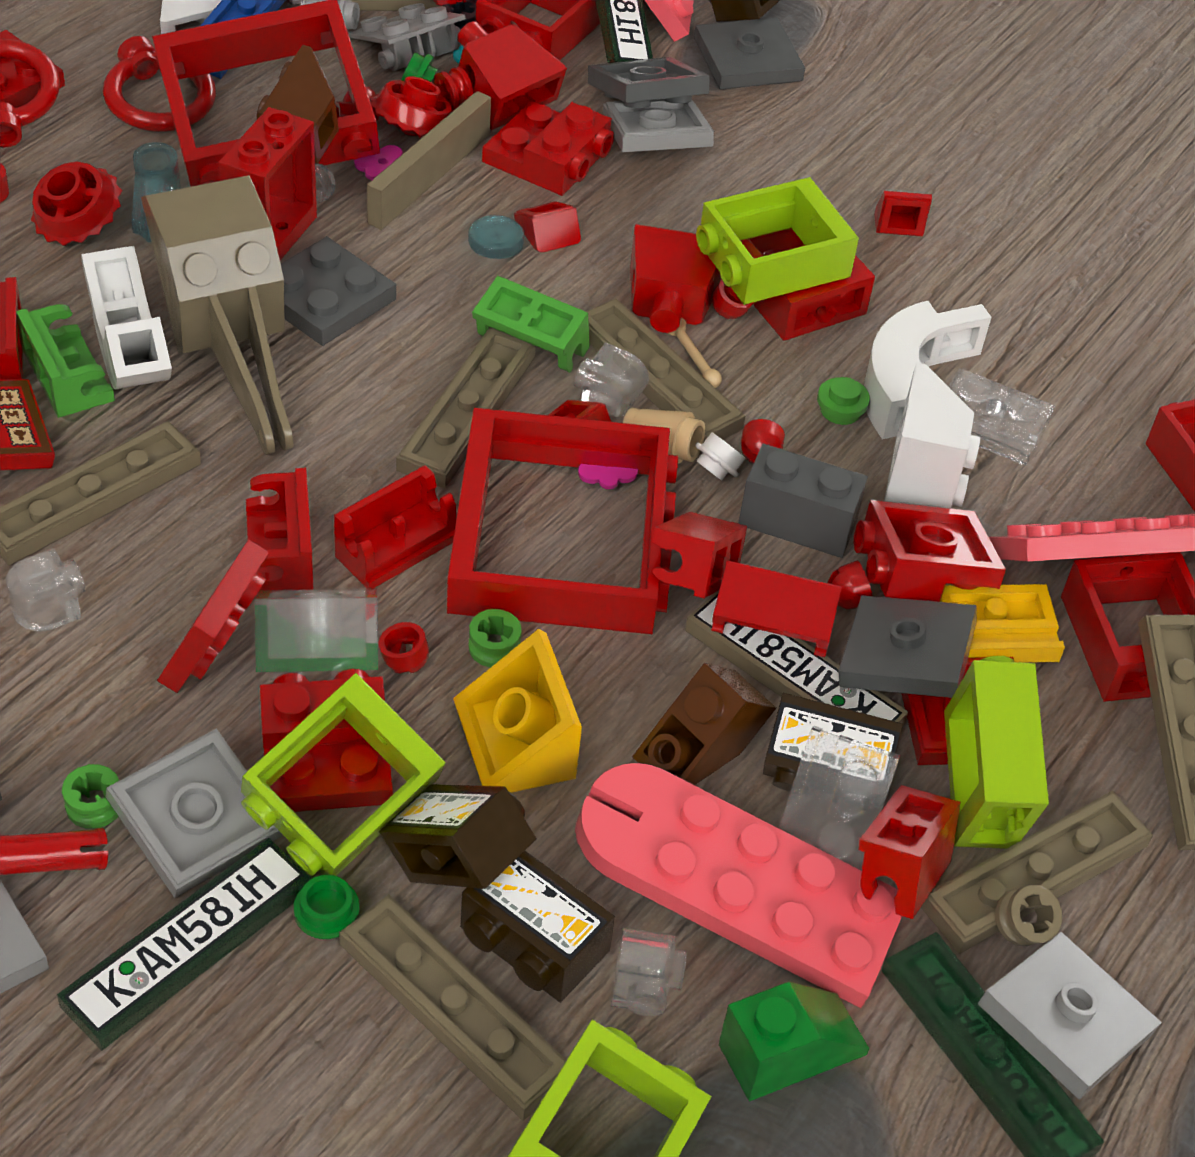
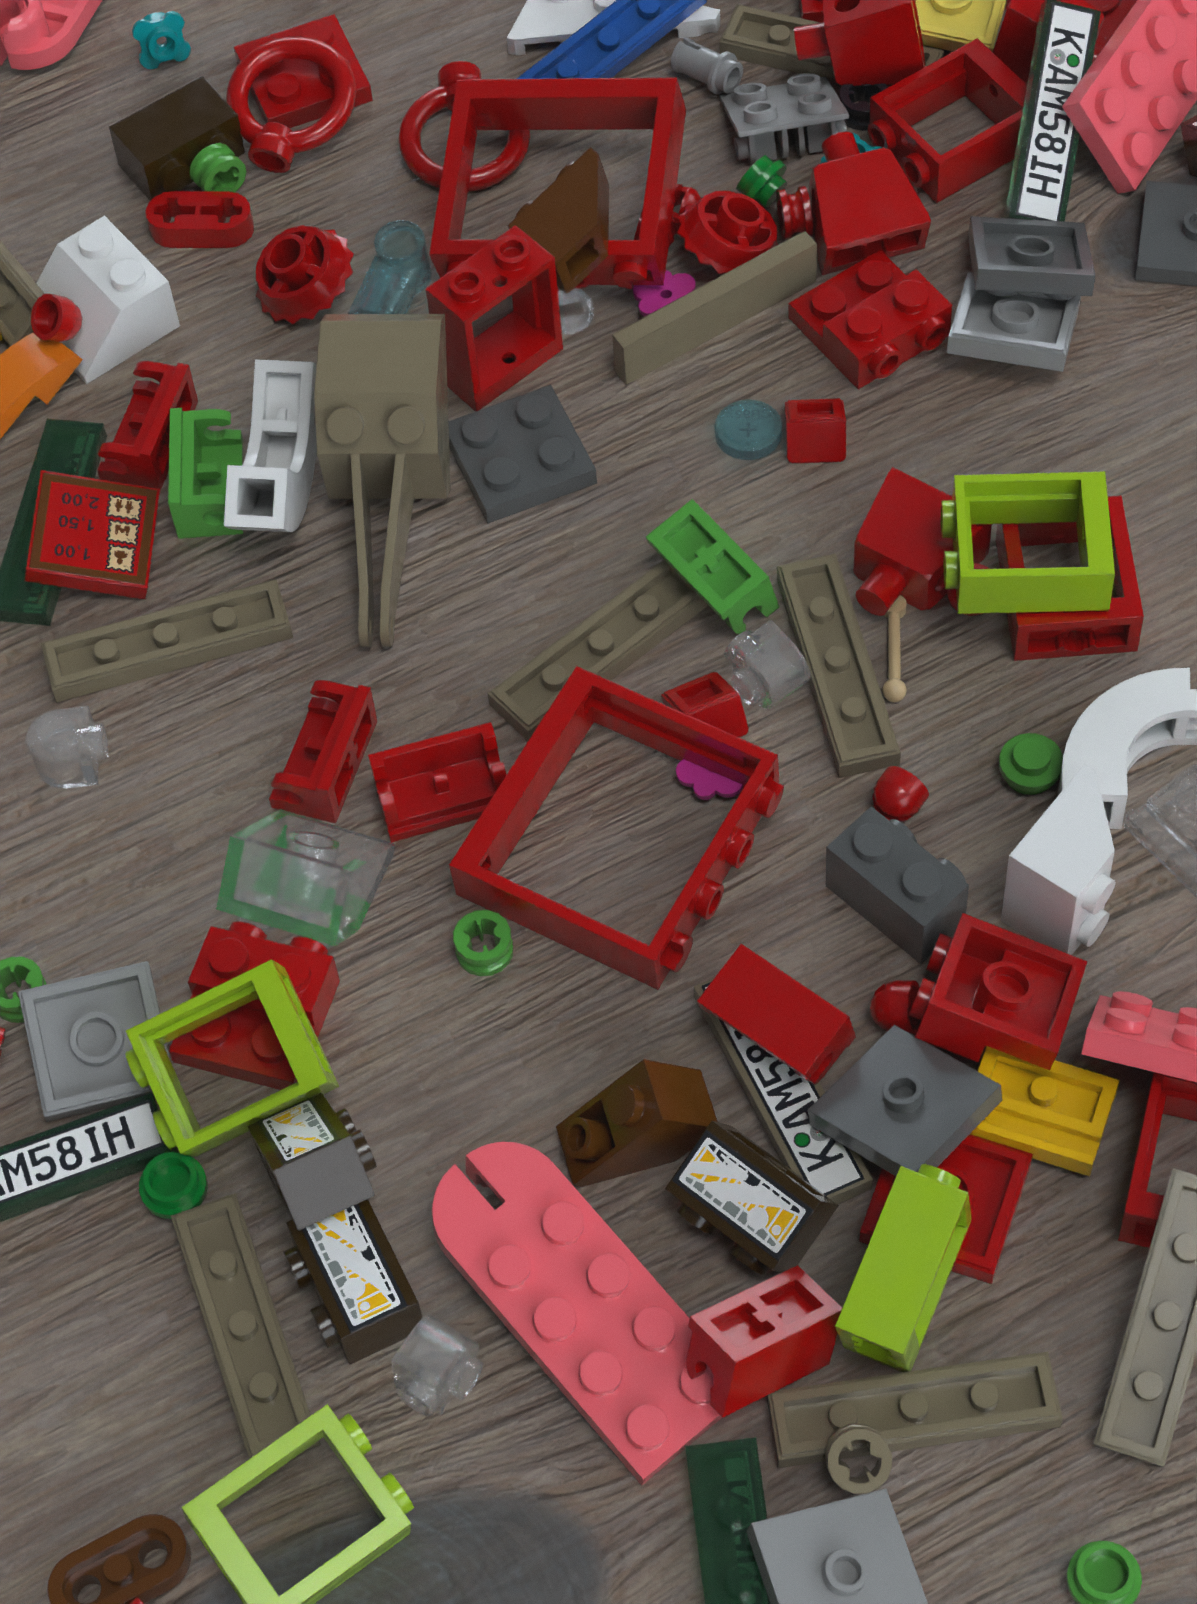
camera: 35 degrees right, 10 degrees up
(217, 619) = (181, 852): red plate -> none
(393, 647) = (375, 929): red hinge -> none
(522, 719) = (453, 1051): yellow slope -> none
(684, 429) = (804, 754): tan cone -> none
(704, 548) = (733, 909): red hinge -> none
(719, 457) = (838, 798): white plate -> none
(787, 1037) = (542, 1490): green slope -> none
(838, 793) = (717, 1247): clear plate -> none

